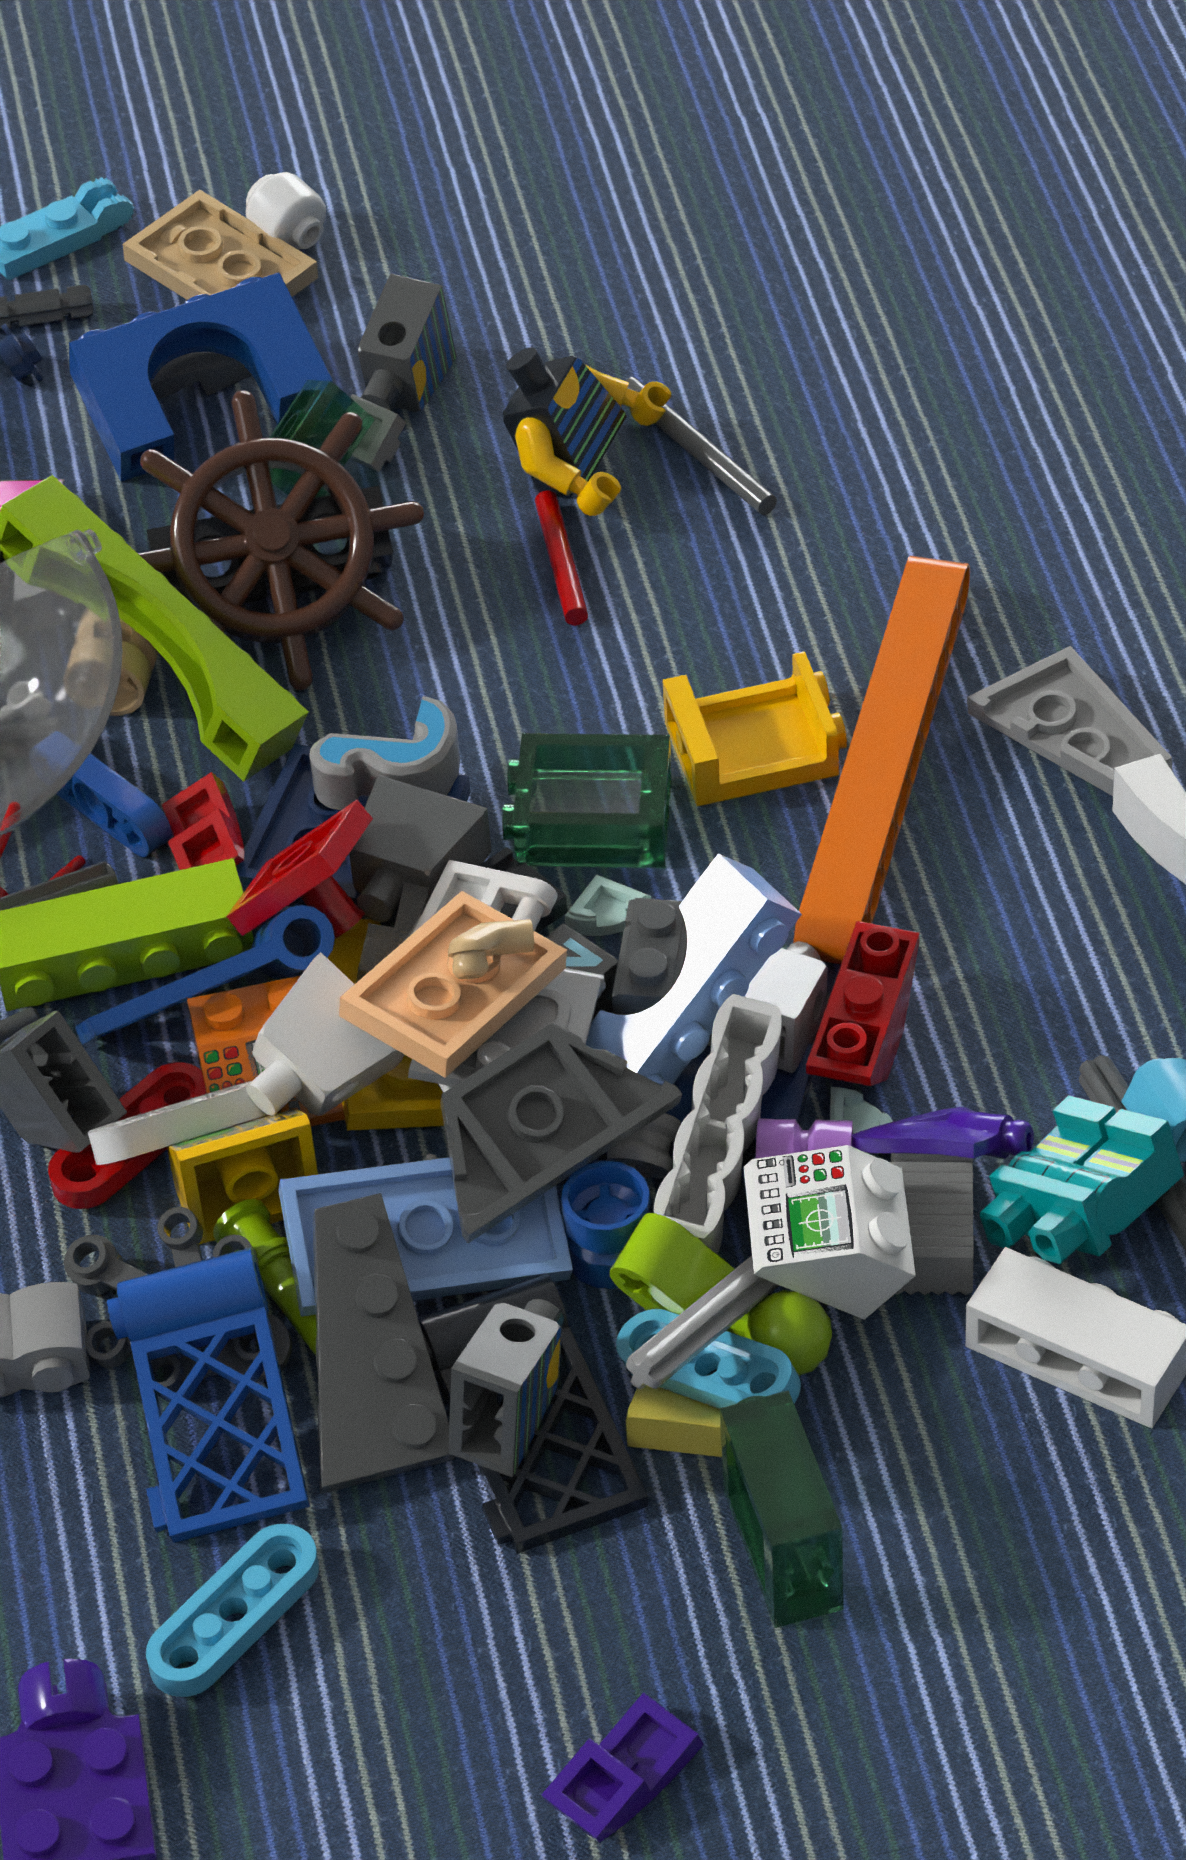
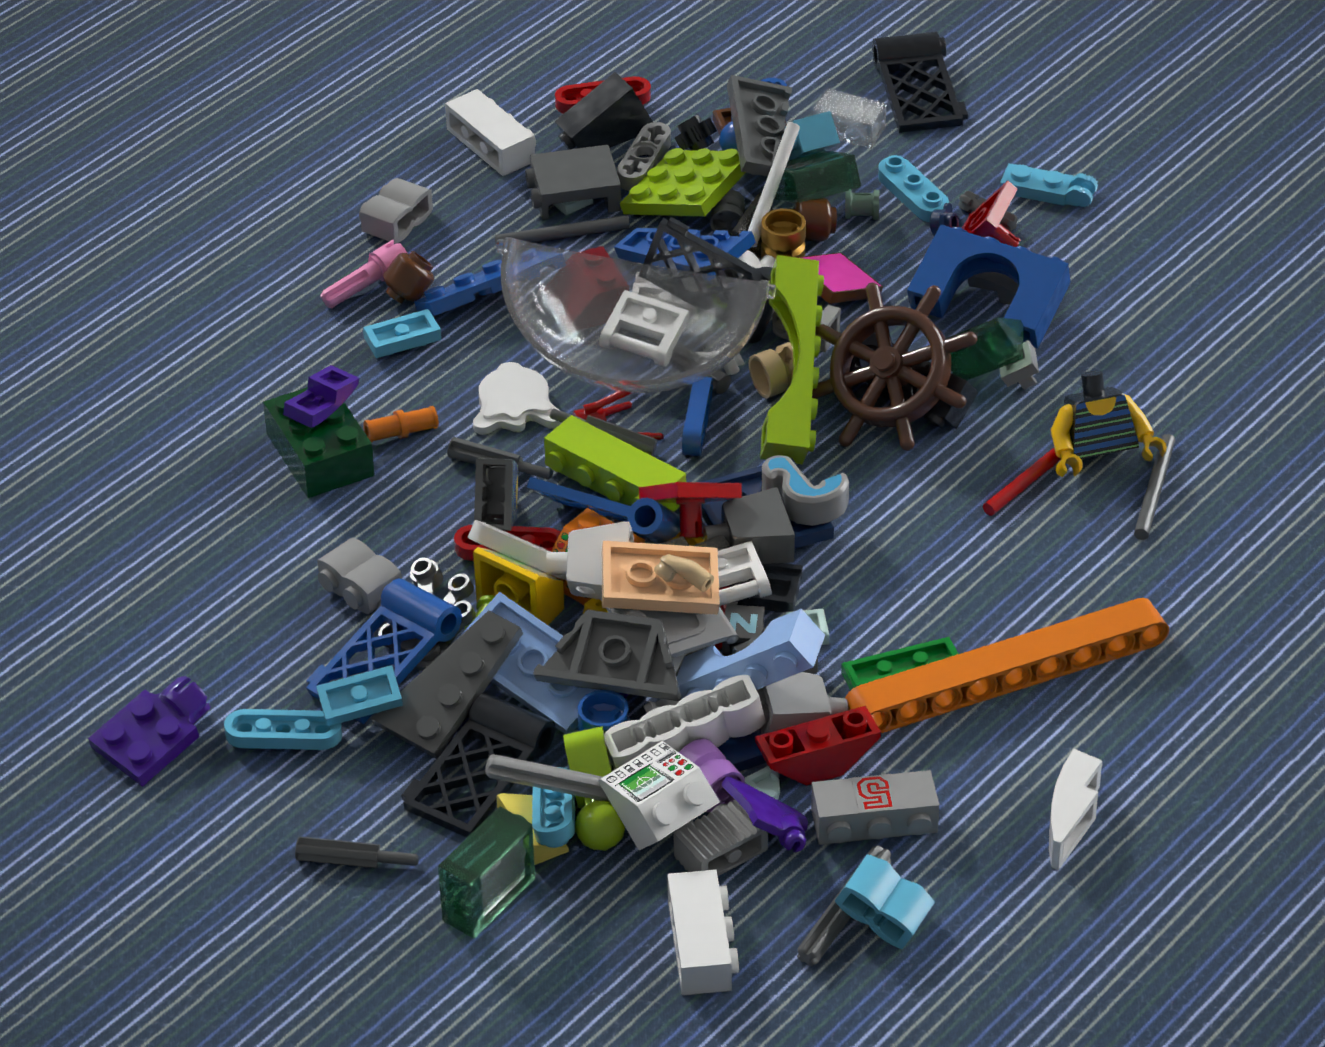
camera: 50 degrees right, 5 degrees down
(74, 300) = (987, 217): none -> red tile
(204, 824) = (713, 461): red slope -> none
(213, 248) = (1088, 247): tan piece -> none
(286, 209) = (1141, 250): white head -> none
(288, 1469) = (359, 695): none -> medium azure plate
(406, 344) = (1087, 342): dark grey torso -> none
(509, 1355) = (466, 734): dark grey torso -> none
(554, 1667) = (349, 853): none -> dark grey axle
(590, 800) = (866, 579): clear green window -> none
(624, 1772) = (305, 908): dark purple slope -> none
(754, 735) = (968, 610): yellow panel -> none
(786, 835) = (896, 661): none -> green tile
(1016, 1025) = (874, 807): none -> light grey brick
(1067, 717) = (1109, 721): light grey wing -> none
(1082, 1180) = (784, 878): teal hips -> none

